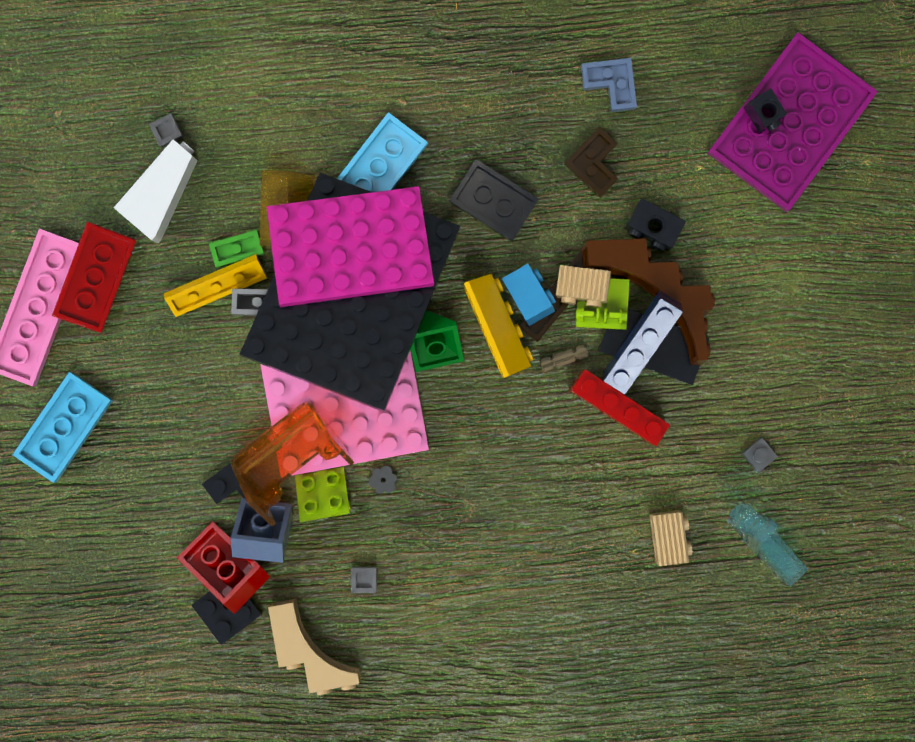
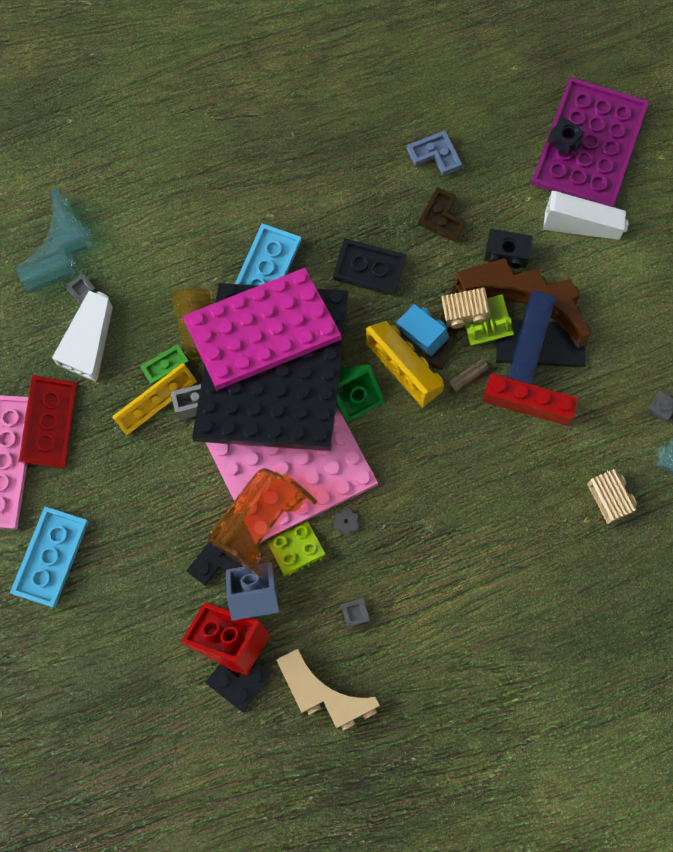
camera: 15 degrees left, 15 degrees down
(161, 63) = (54, 257): none -> clear light blue arch
(751, 215) = (583, 217): none -> white slope

